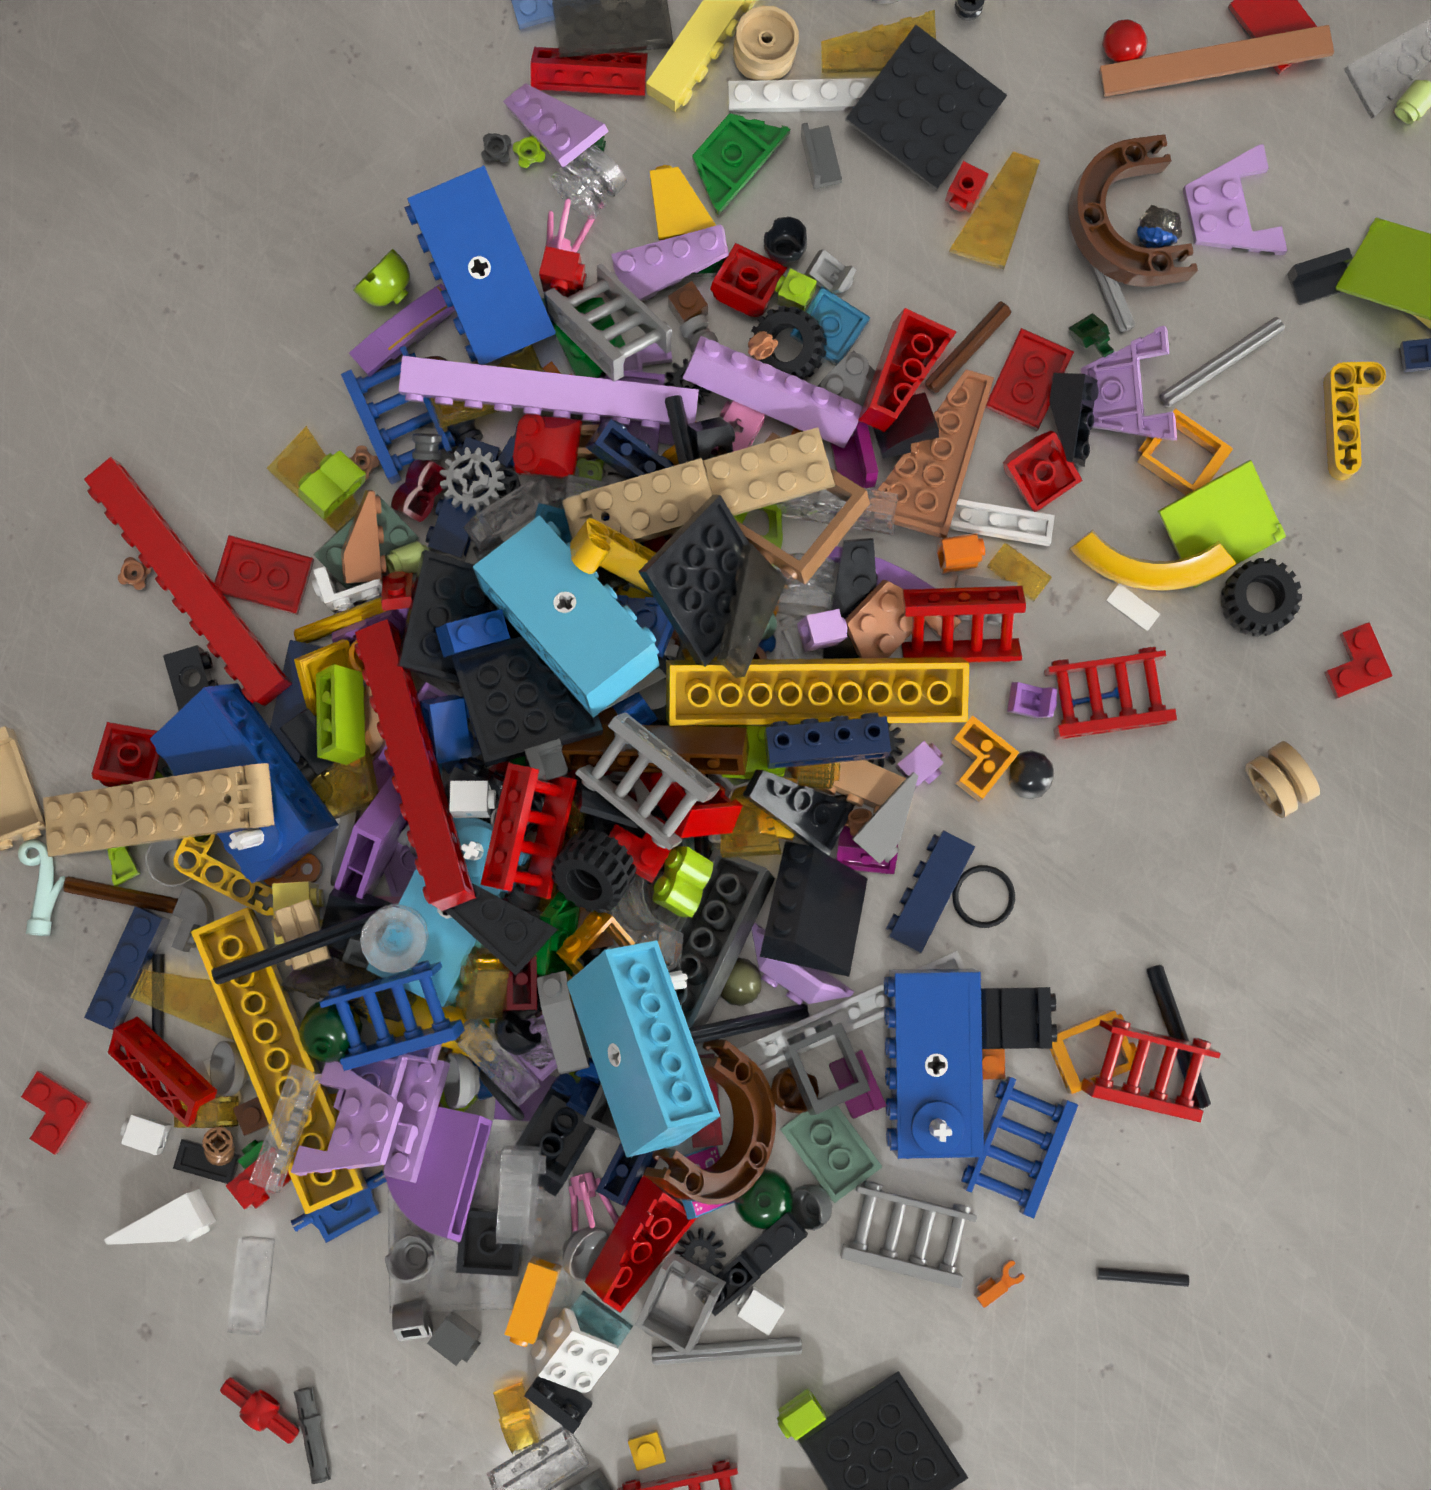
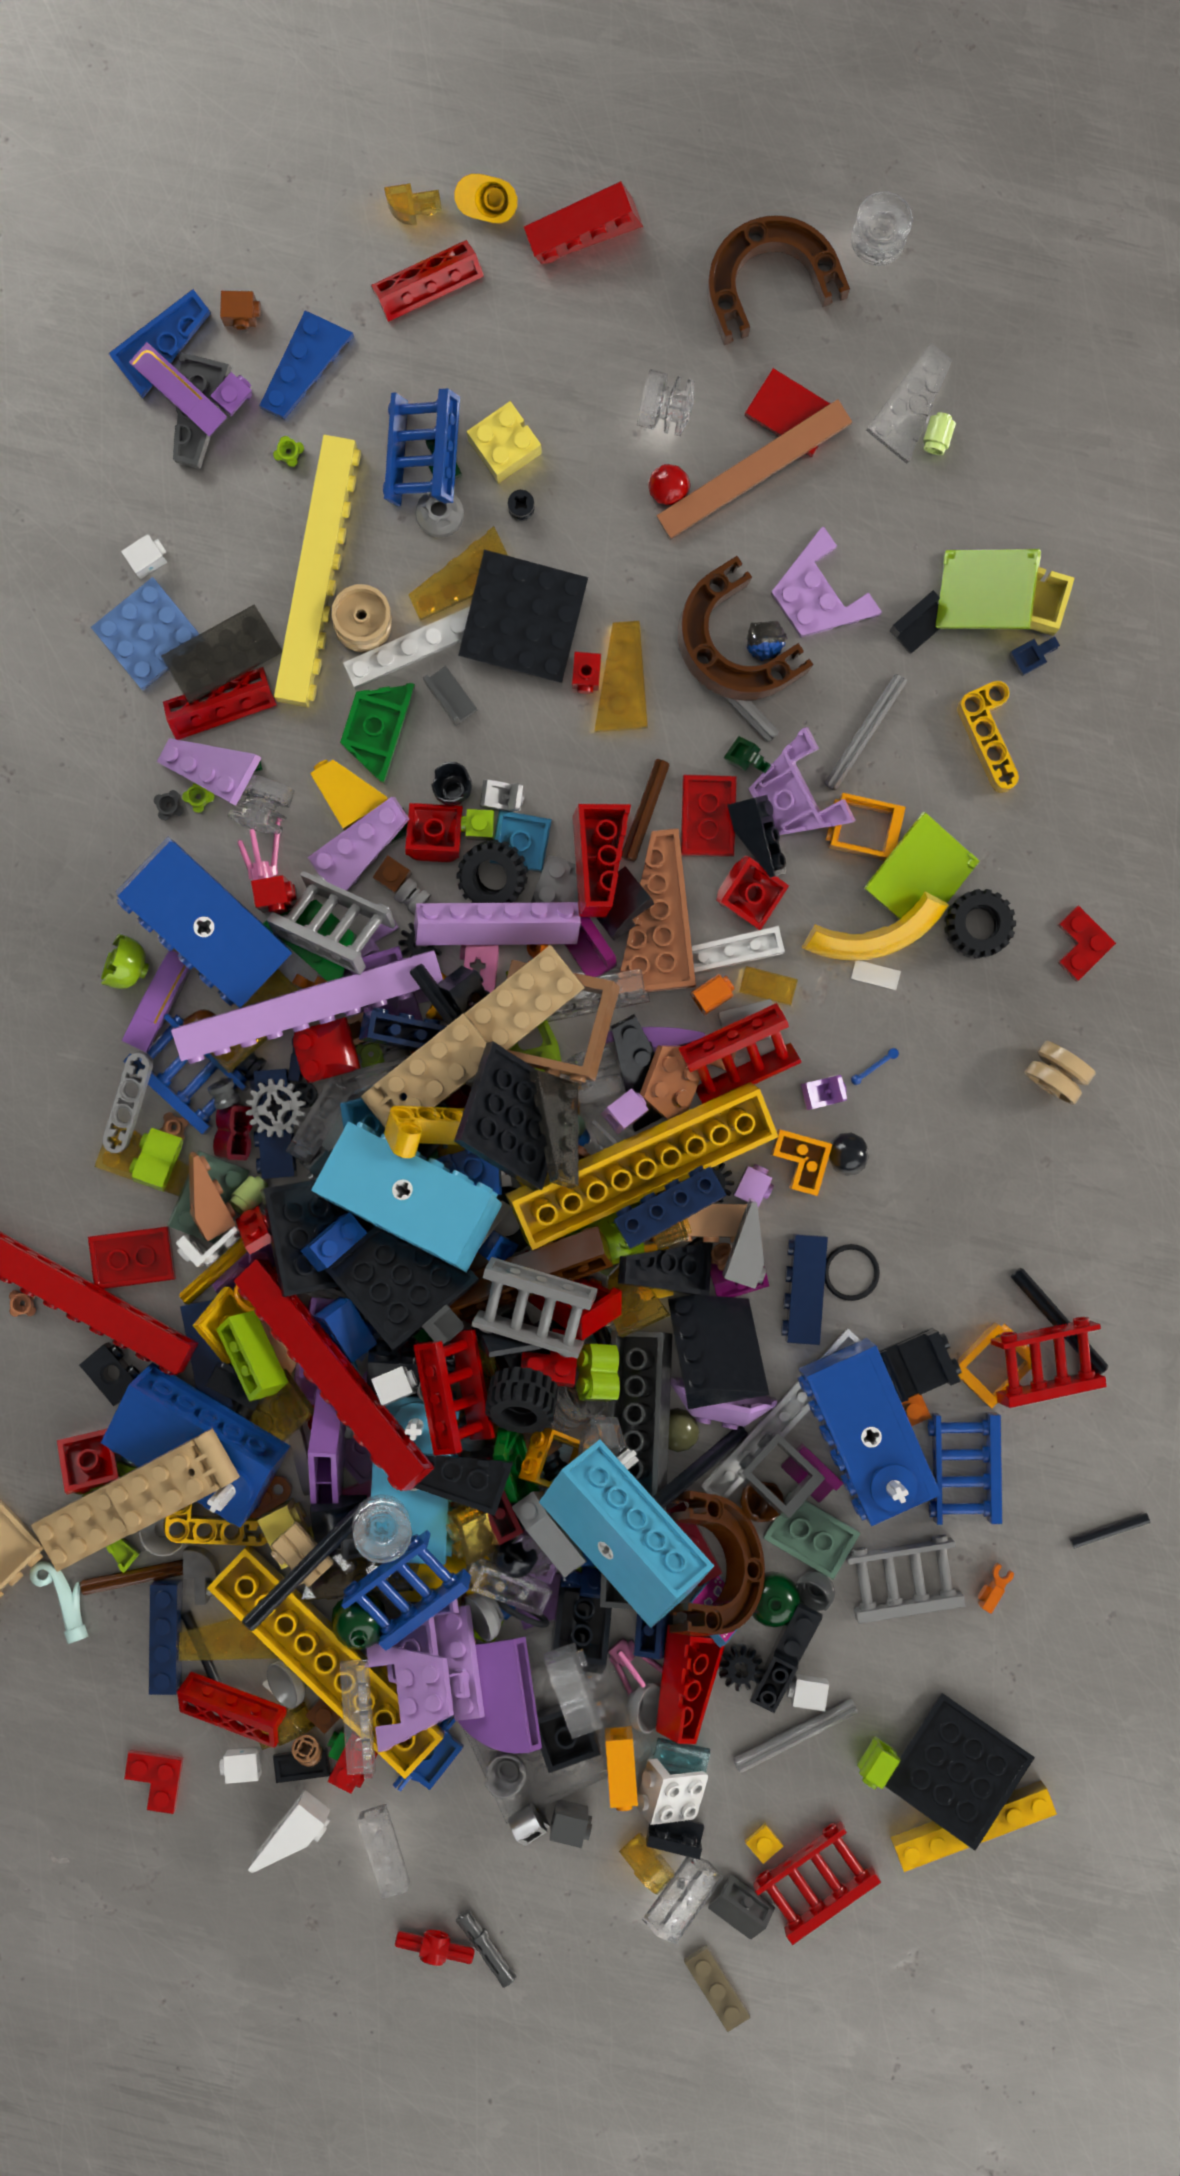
camera: 25 degrees left, 5 degrees up
(324, 412) = (122, 1100): none -> light grey beam
(680, 1303) = (742, 1716): window -> none
(762, 345) = (471, 889): nougat plate -> none
(1099, 721) = (909, 1071): red fence -> none

